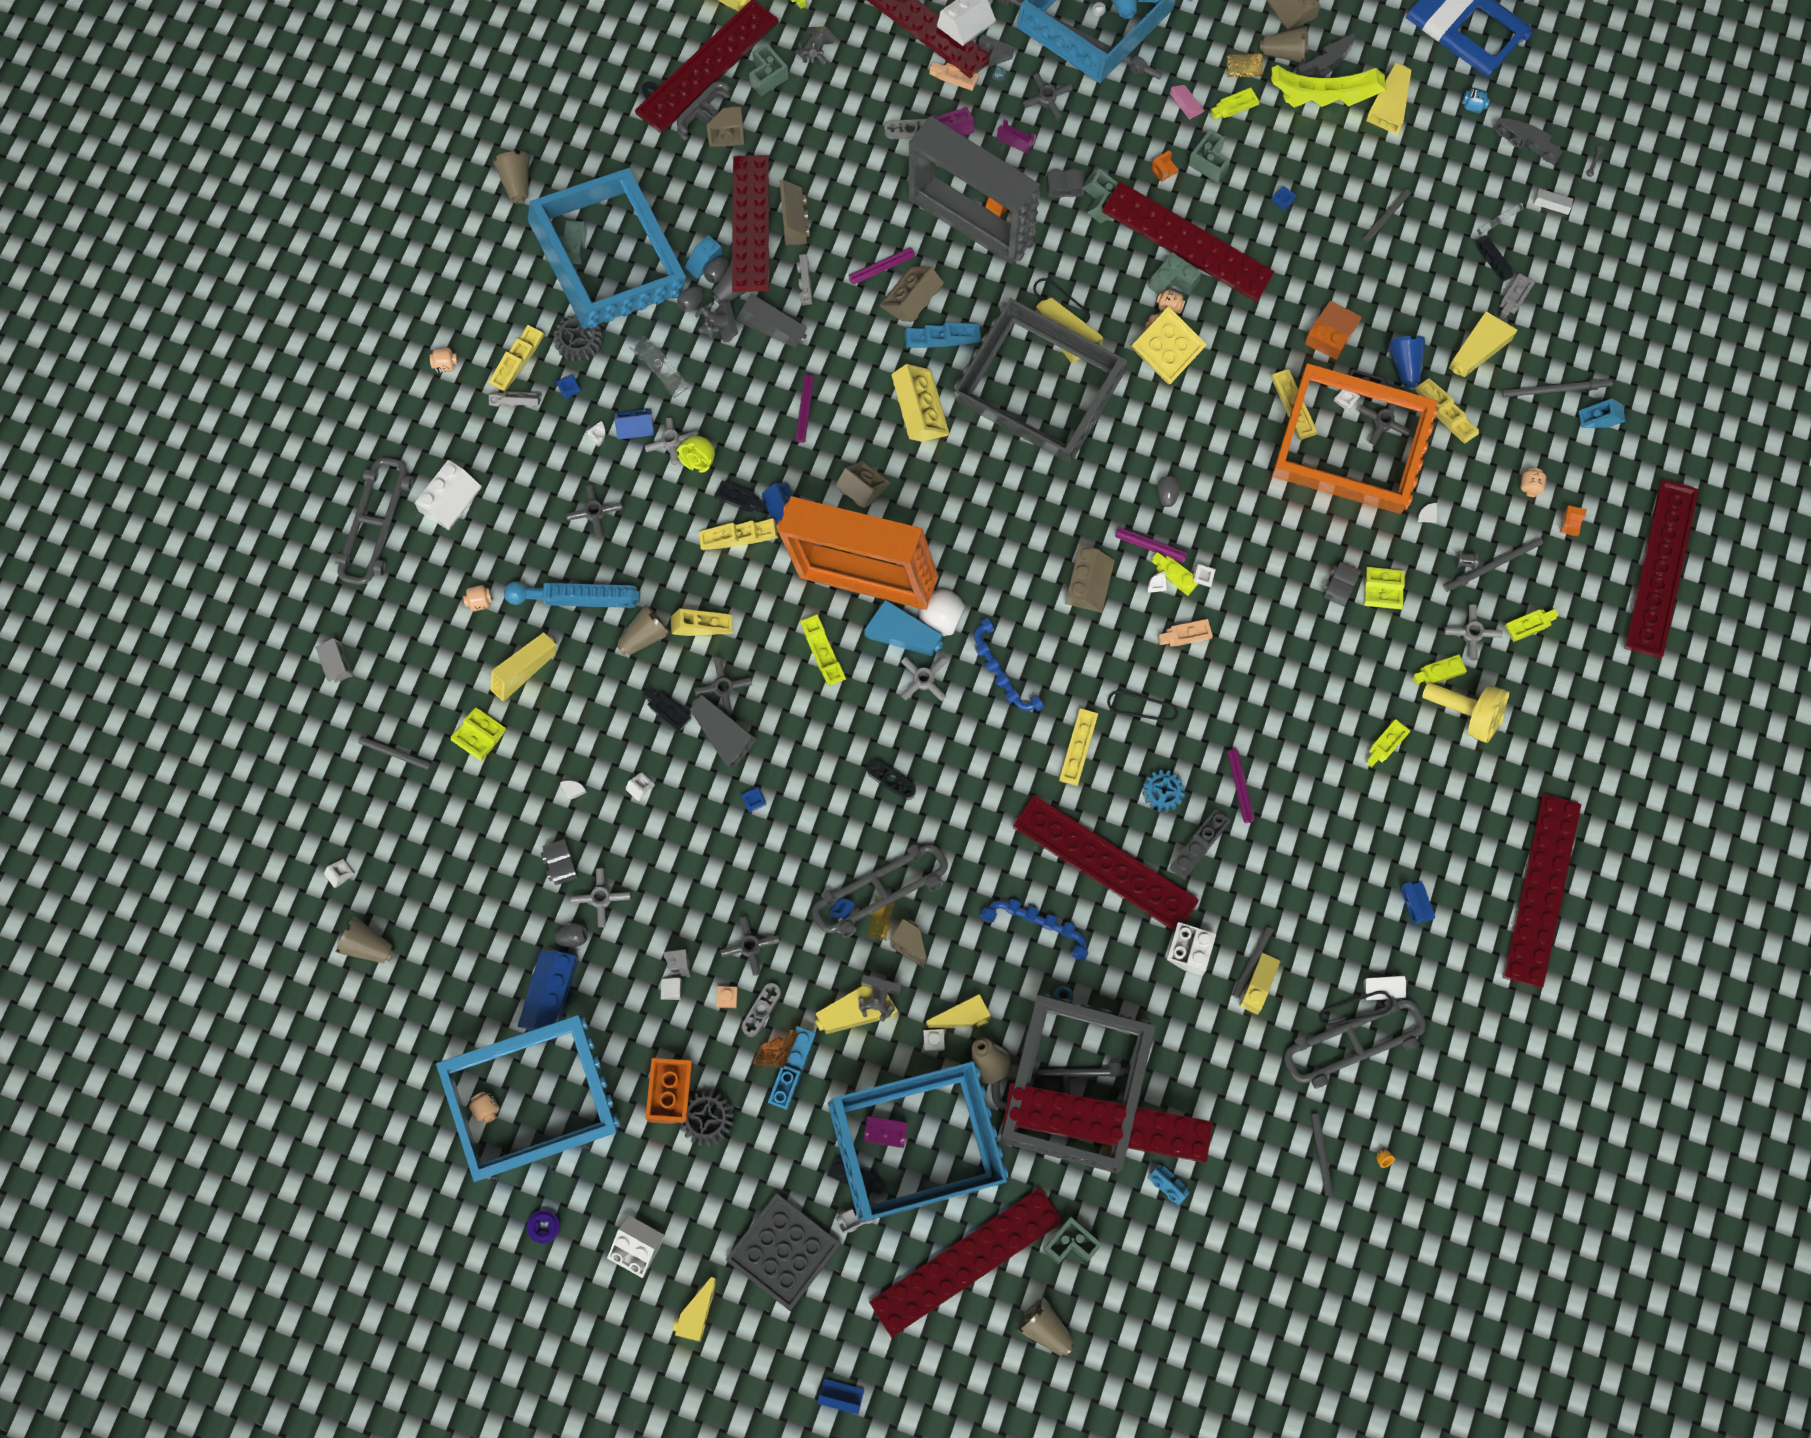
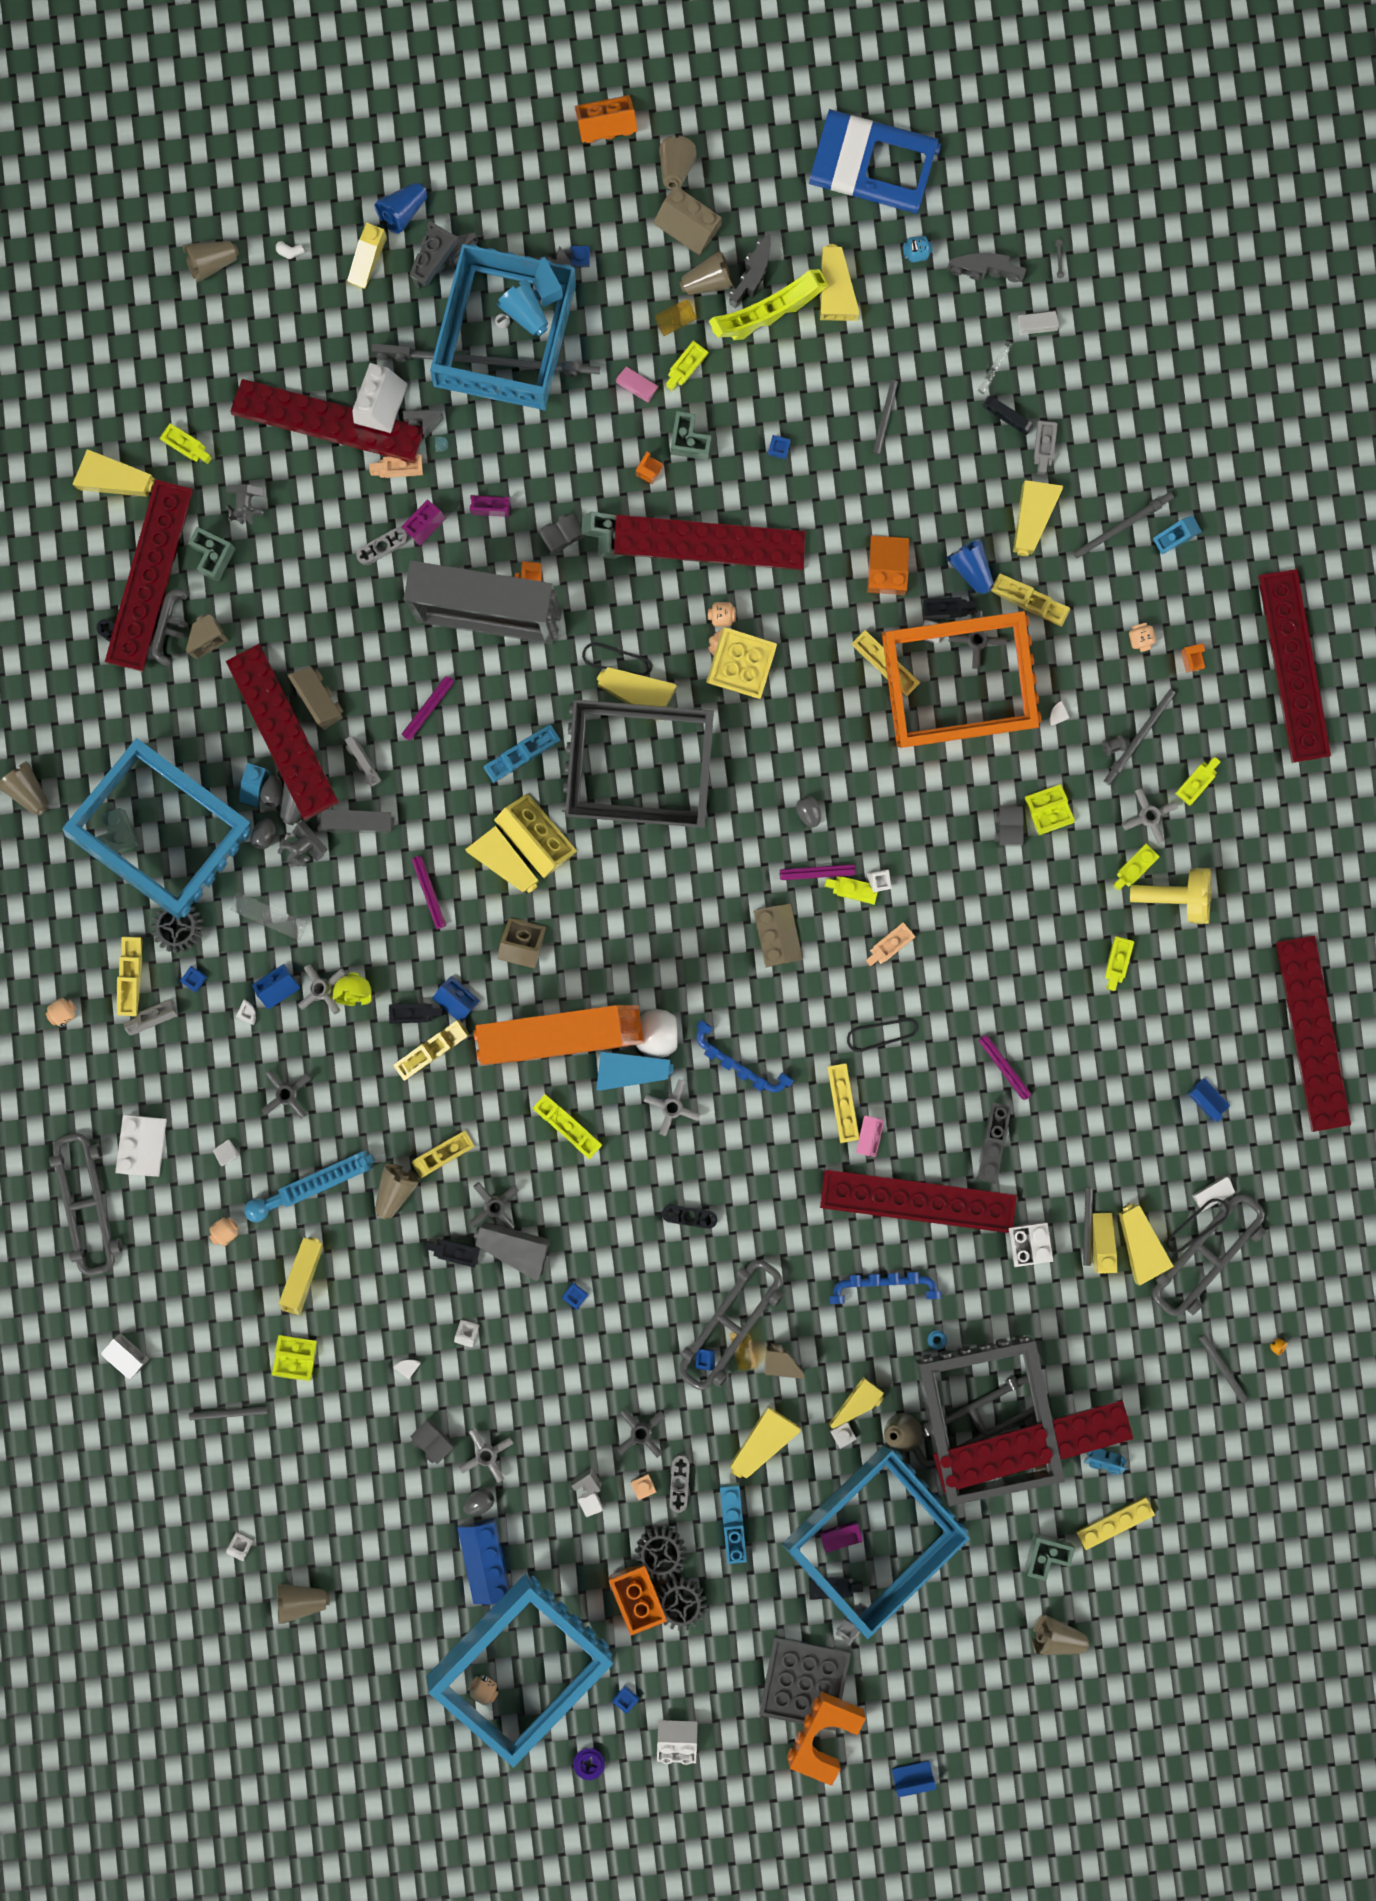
camera: 25 degrees left, 15 degrees up
(516, 537) = (225, 1153): none -> white slope
(608, 1184) = (625, 1699): none -> blue tile
(694, 1316) = (757, 1776): light yellow slope -> none
(722, 1077) = (644, 1545): none -> dark grey gear
(748, 1318) = (826, 1712): none -> orange arch
(775, 1053) = (712, 1518): clear orange wing -> none
(880, 989) = (779, 1429): dark grey piece -> none
(881, 409) = (501, 858): none -> light yellow slope
(912, 293) = (471, 724): dark tan slope -> none
(965, 1262) = (963, 1613): dark red plate -> none
(1047, 90) = (499, 439): dark grey bar -> none
(1089, 786) = (870, 1136): none -> bright pink slope
(1151, 1249) = (1115, 1523): none -> light yellow plate
(1156, 789) = (939, 1116): dark azure gear -> none
(1157, 583) = (840, 907): white tile -> none
(1175, 273) = (711, 580): sand green brick -> none
(1296, 1004) = (1143, 1247): none -> light yellow slope

